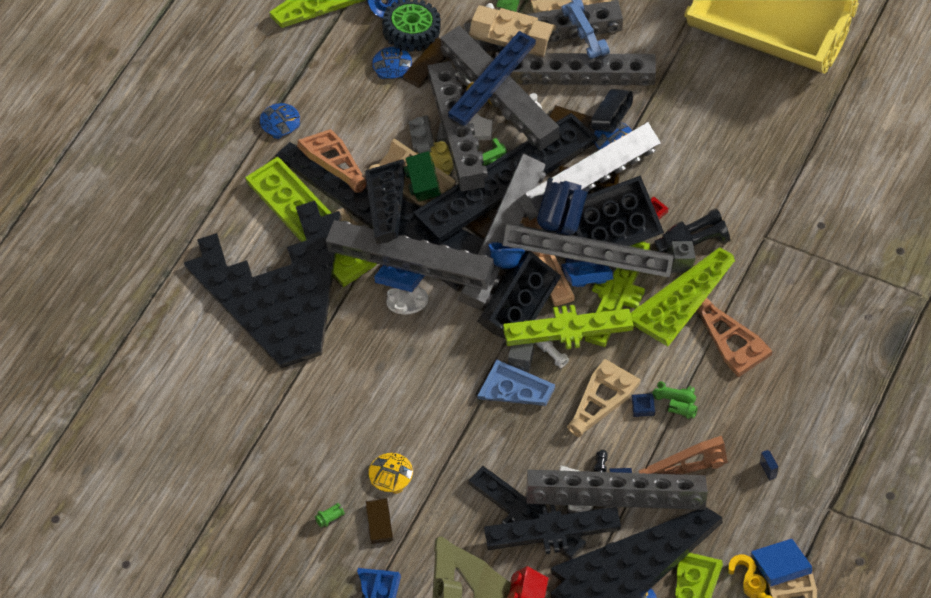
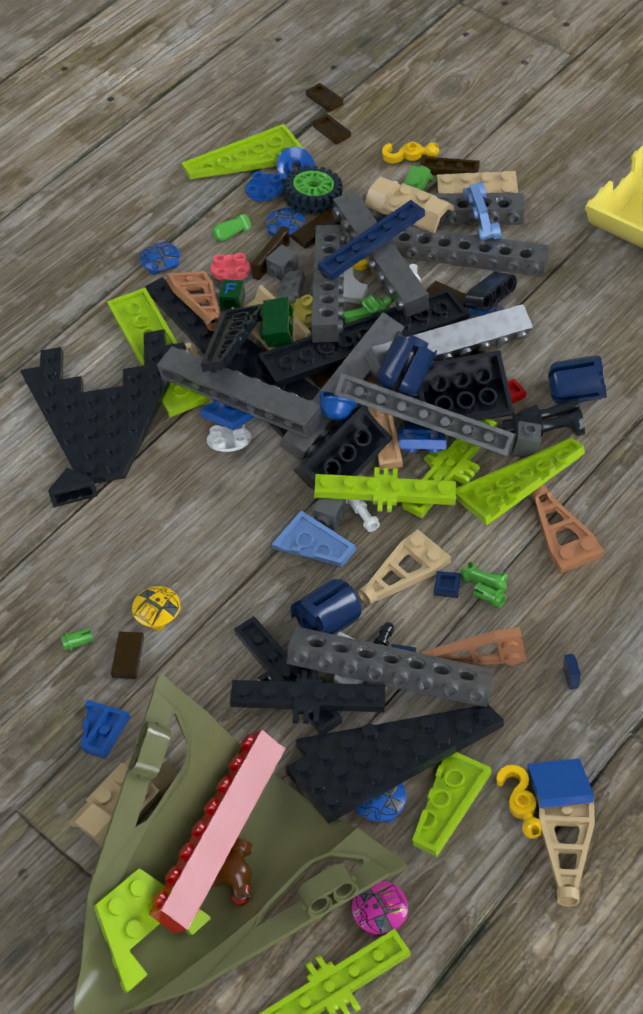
camera: 15 degrees right, 5 degrees down
(277, 373) = (71, 488): none -> black slope
(338, 80) = (227, 229): none -> bright green piece
(353, 121) = (230, 267): none -> coral dish
(360, 26) = (264, 186): none -> blue dish
(365, 151) = (231, 294): none -> dark green brick
(389, 100) = (259, 265): none -> dark brown tile
(403, 109) = (281, 262): none -> dark grey brick
(509, 141) = (377, 304): none -> bright green piece
(547, 447) = (328, 608): none -> dark blue cylinder
(713, 190) = (577, 379): none -> dark blue cylinder

